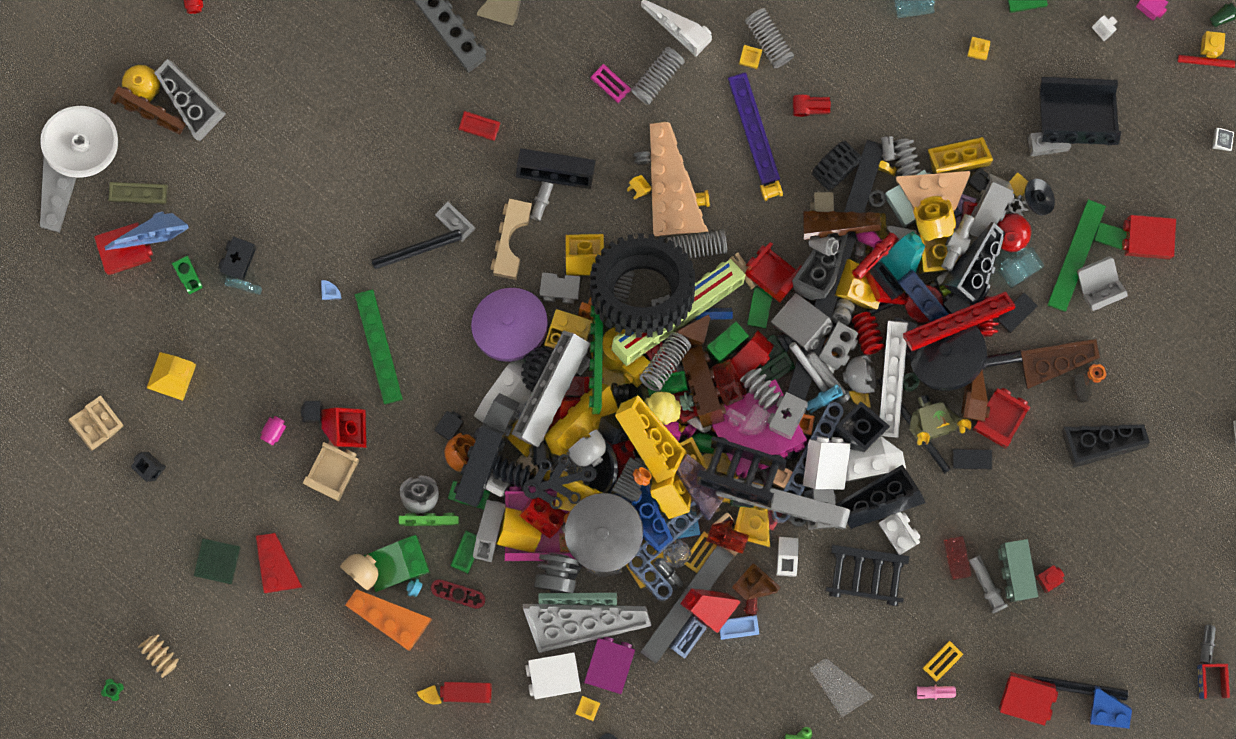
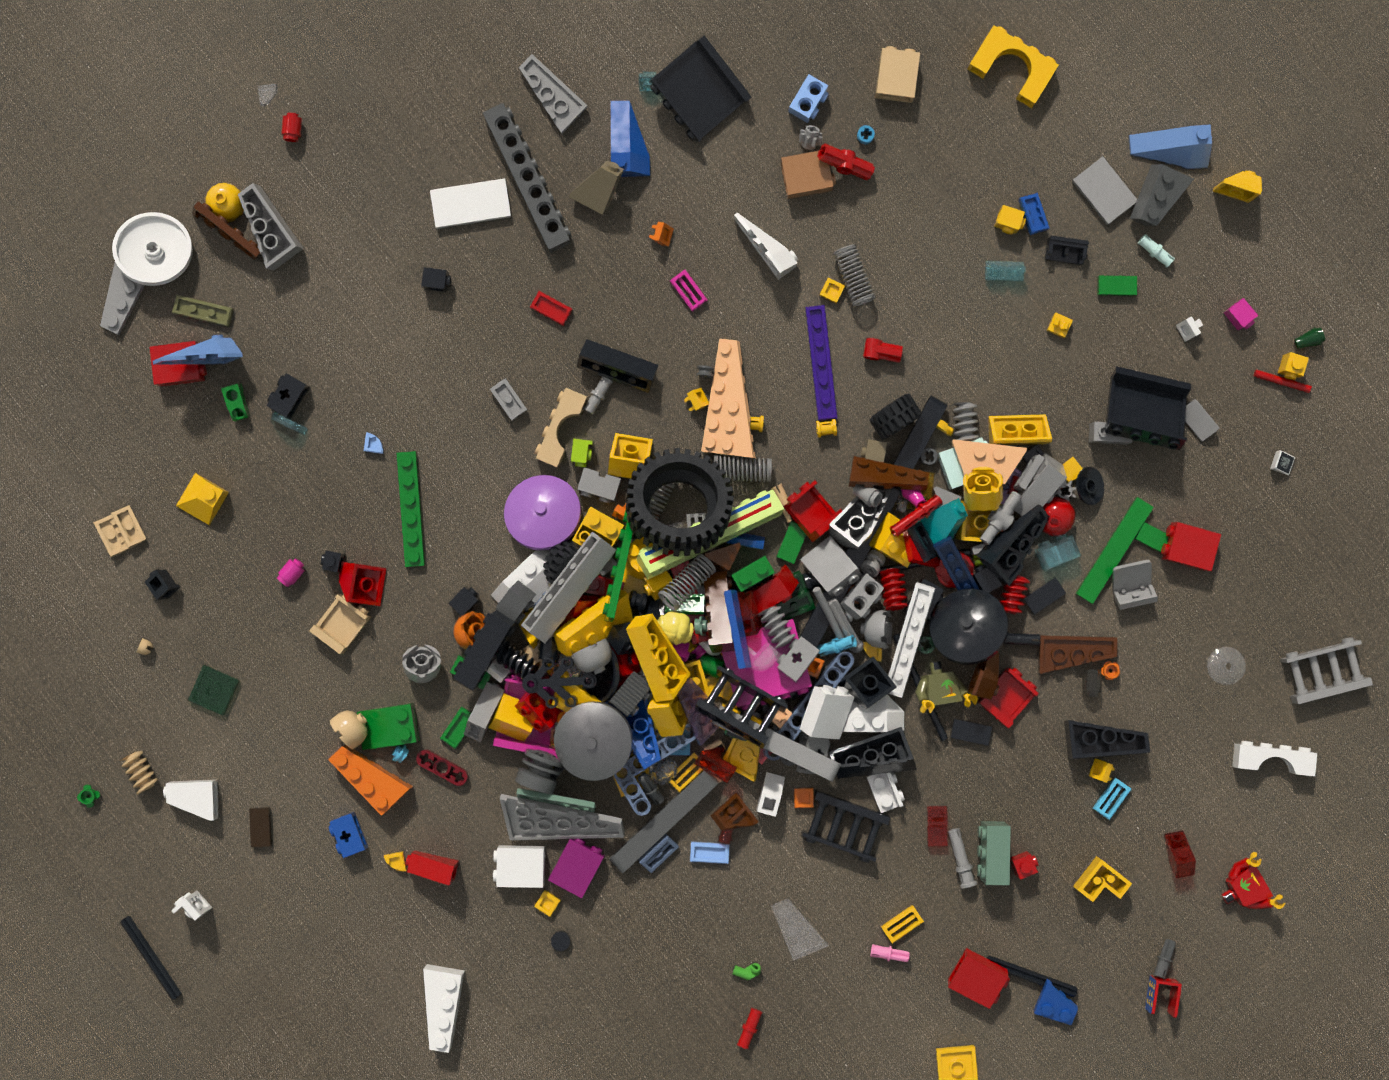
camera: 10 degrees right, 5 degrees up
(141, 532) = (144, 644): none -> tan hinge
(218, 669) = (196, 797): none -> white slope
(275, 566) = (269, 705): red wing -> none
(288, 687) = (260, 827): none -> dark brown tile
(362, 119) = (435, 279): none -> black brick
(381, 39) = (470, 203): none -> white tile
(387, 683) = (348, 824): none -> blue brick
(417, 249) = (463, 420): black axle -> none
(428, 519) = (427, 688): bright green wing -> none
(536, 259) = (581, 452): none -> lime brick
(575, 33) = (662, 233): none -> orange tile
(640, 94) = (718, 310): light grey piece -> none
(642, 476) = (641, 694): orange plate -> none
(710, 607) = (685, 829): slope -> none
(723, 396) = (737, 629): none -> blue tile
(820, 555) = (803, 798): none -> orange tile
(888, 149) = (950, 409): light grey pin -> none
(958, 321) = (986, 596): red tile -> none
(976, 195) = (1028, 473): none -> light grey tile
(1107, 471) = (1101, 770): none -> yellow tile
(1117, 512) = (1105, 794): none -> medium azure tile
(1129, 573) = (1101, 876): none -> yellow brick
(1133, 114) = (1199, 420): none -> light grey slope
(1200, 350) = (1217, 665): none -> clear dish
(1201, 539) = (1180, 854): none -> clear red slope

